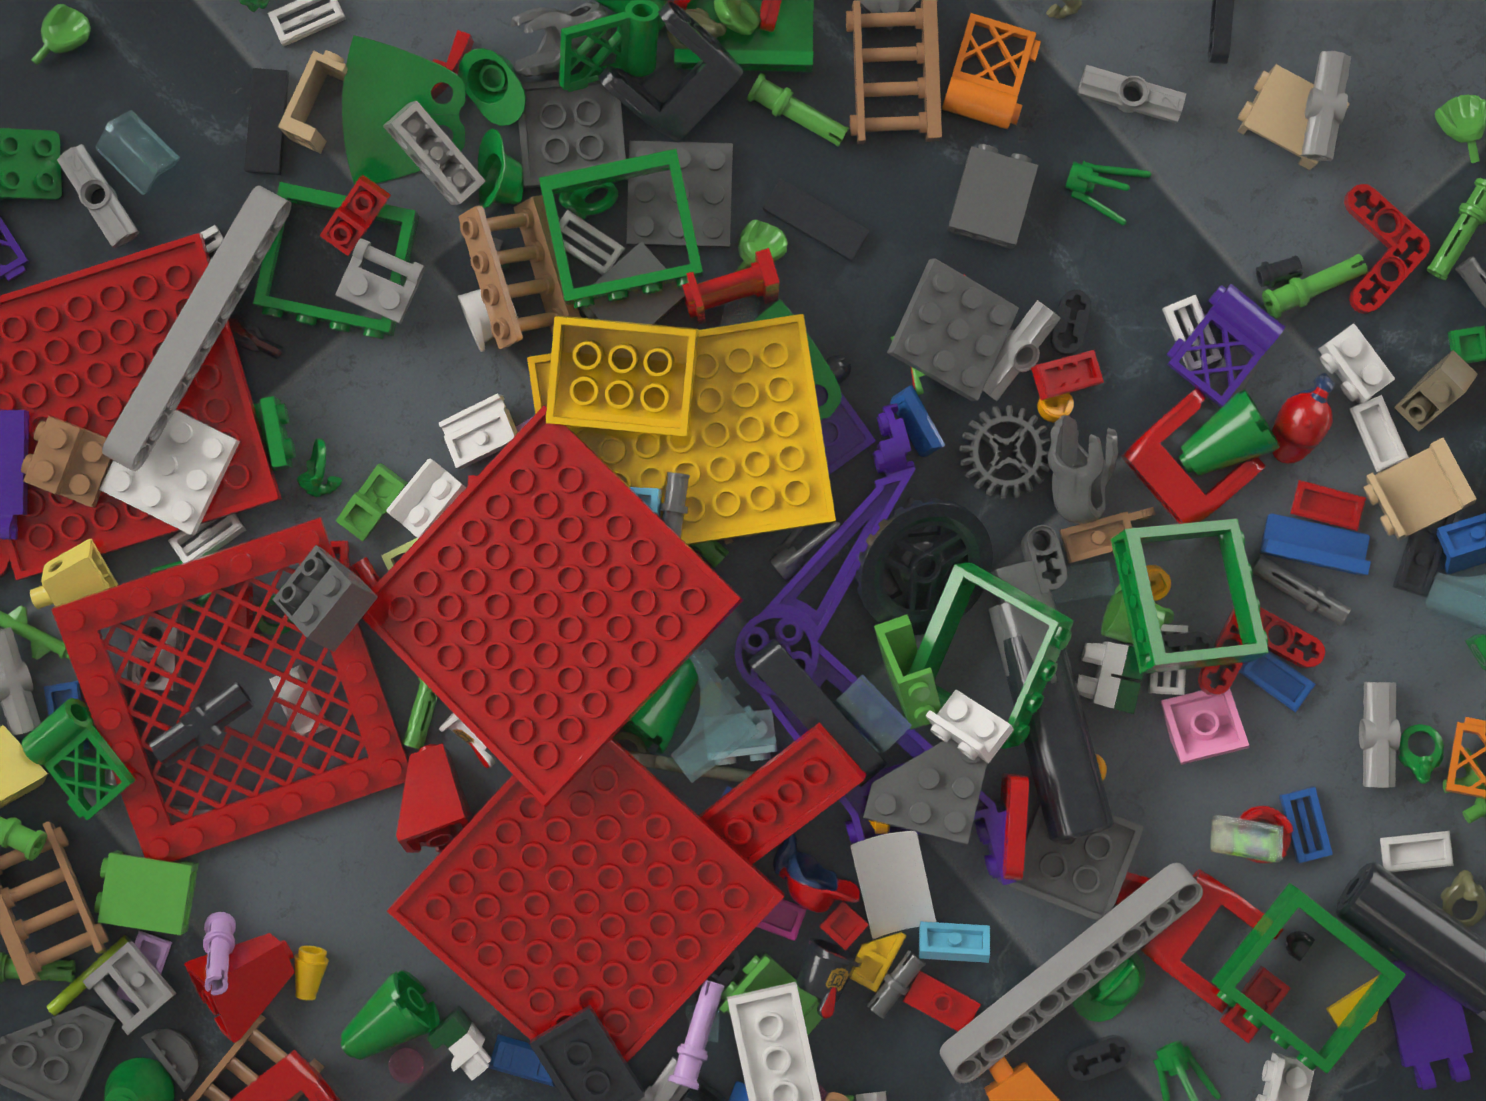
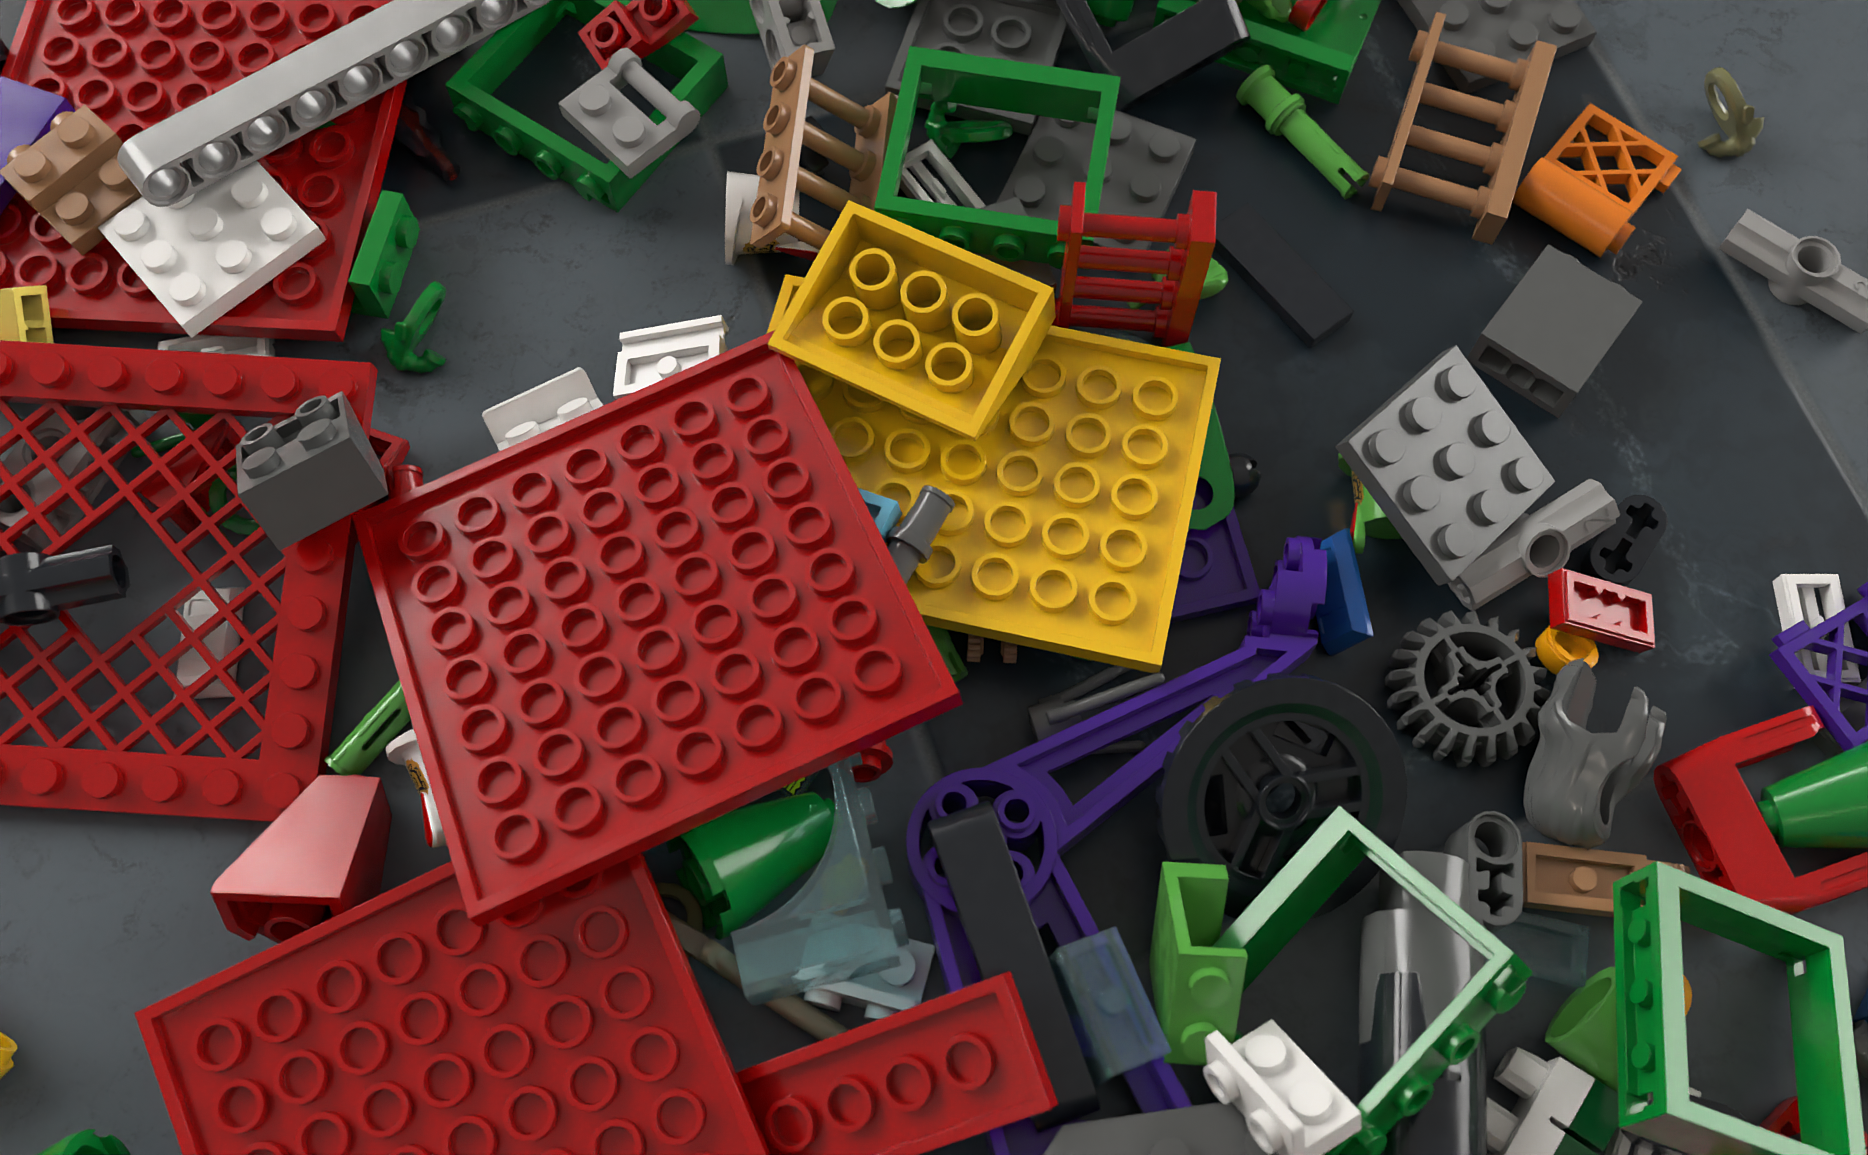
camera: 20 degrees right, 20 degrees down
(371, 502) = (454, 409): bright green slope -> none
(501, 172) = (861, 62): green piece -> none
(1085, 176) = (1702, 354): green plant -> none

